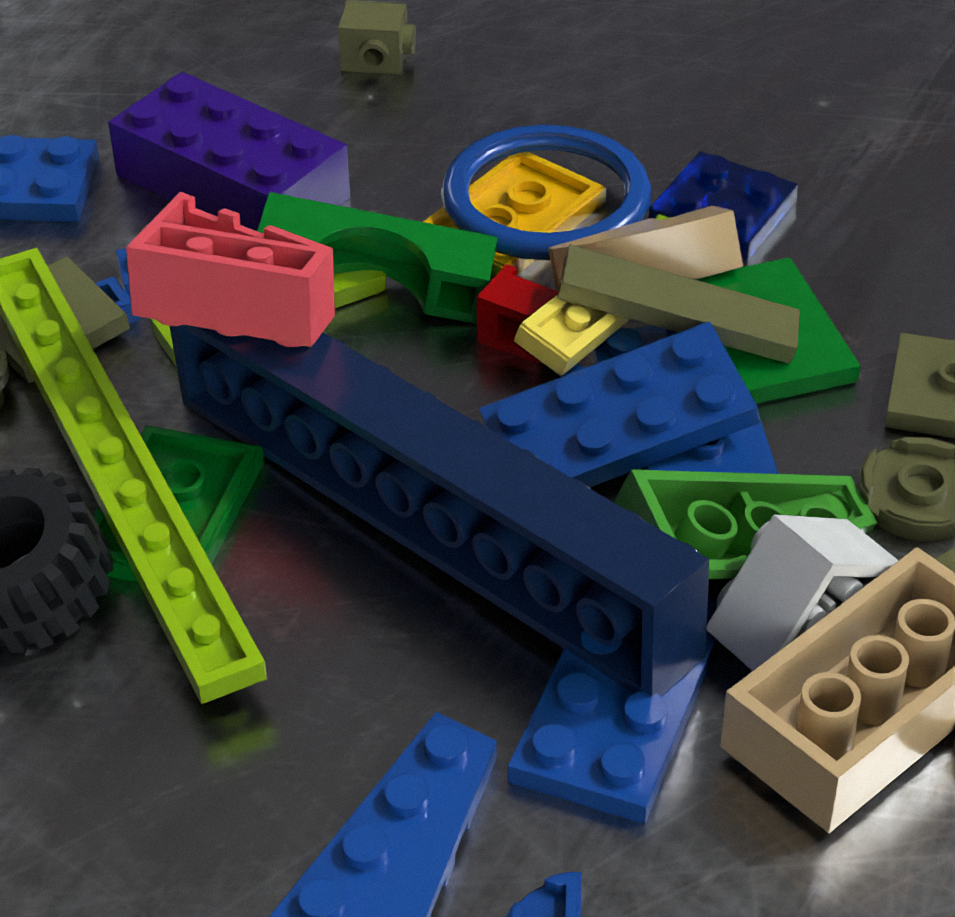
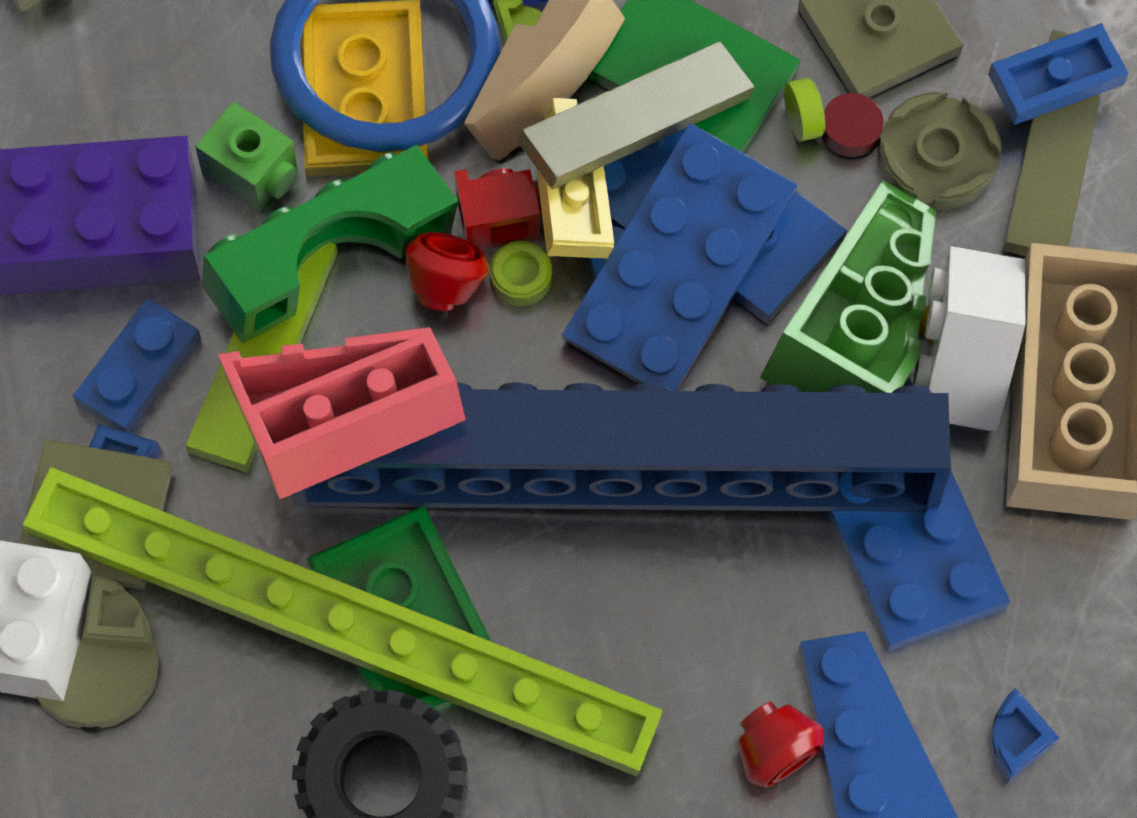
camera: 45 degrees left, 25 degrees up
(332, 762) = (777, 743): none -> red cone
(383, 185) = (247, 157): none -> bright green brick
(438, 323) = (444, 269): none -> red cone
(498, 369) = (520, 273): none -> lime tile
(828, 392) = (804, 109): none -> lime tile
(861, 429) = (852, 124): none -> dark red tile

